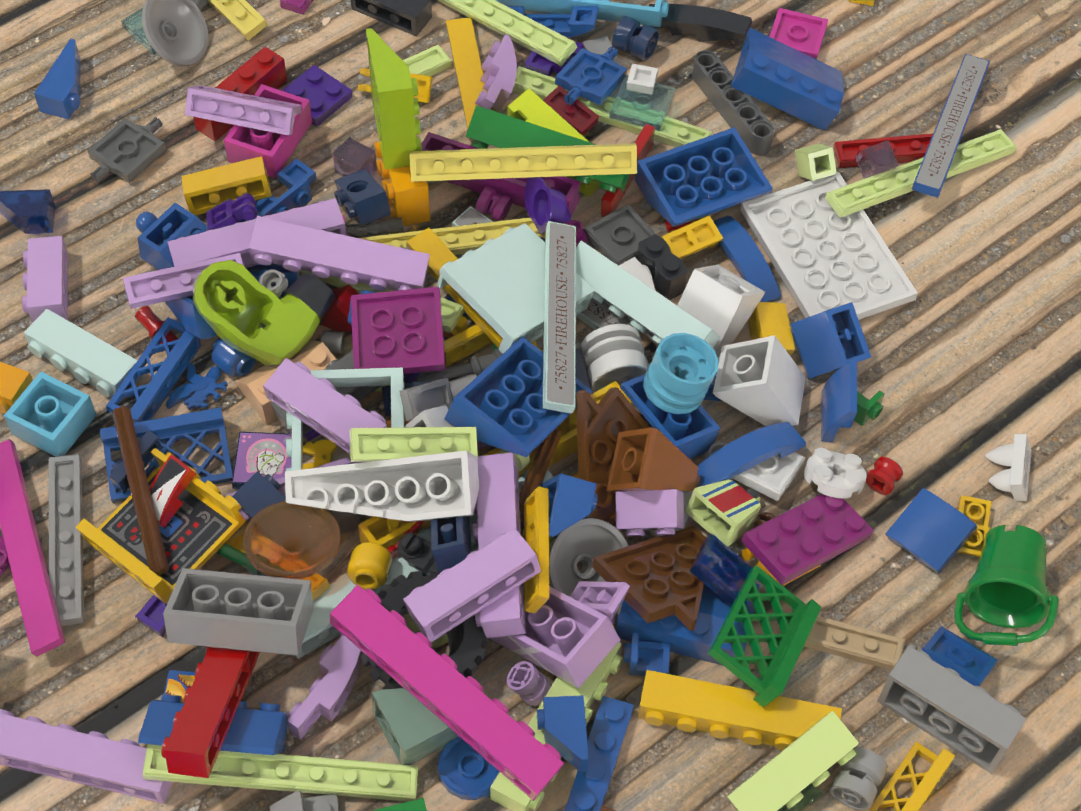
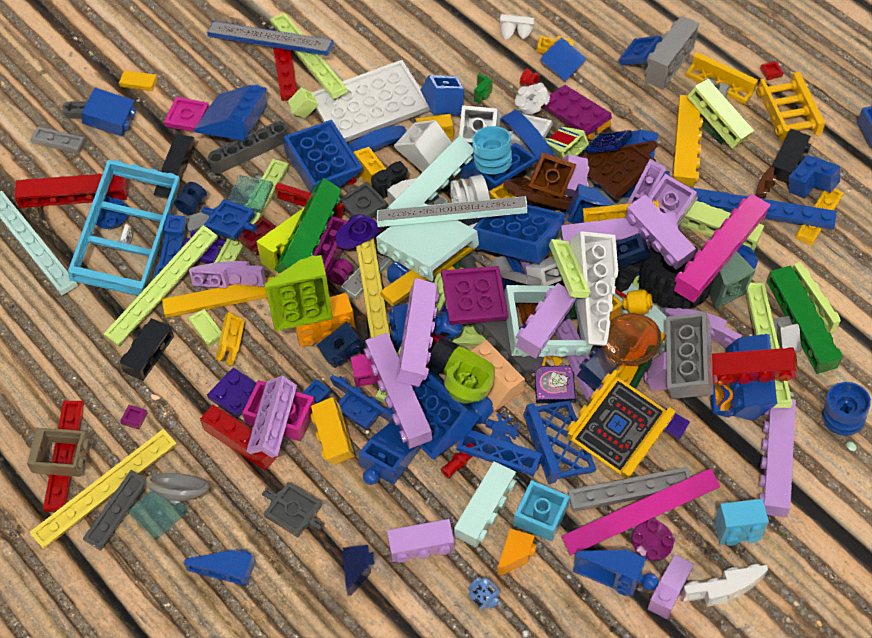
camera: 90 degrees left, 0 degrees up
(140, 491) = (601, 434): reddish brown axle -> none
(146, 444) = (572, 448): dark blue plate -> none
(167, 283) = (443, 425): lavender fence -> none
(167, 487) = (600, 418): slope -> none
(231, 212) = (367, 425): dark purple plate -> none
(271, 277) = (438, 366): light grey plate -> none
(353, 157) = (303, 357): brick -> none
(523, 162) = (333, 234): light yellow plate -> none
(528, 683) = (689, 230): lavender wheel -> none
(565, 728) = (721, 203): blue slope -> none
(642, 79) = (237, 187): white plate -> none
(783, 647) = (648, 119): green fence -> none
(839, 401) = (488, 91): blue slope -> none
(855, 643) = (632, 97): tan tile -> none
(876, 159) = (302, 73): brick -> none
(1009, 587) = (596, 24): green piece -> none

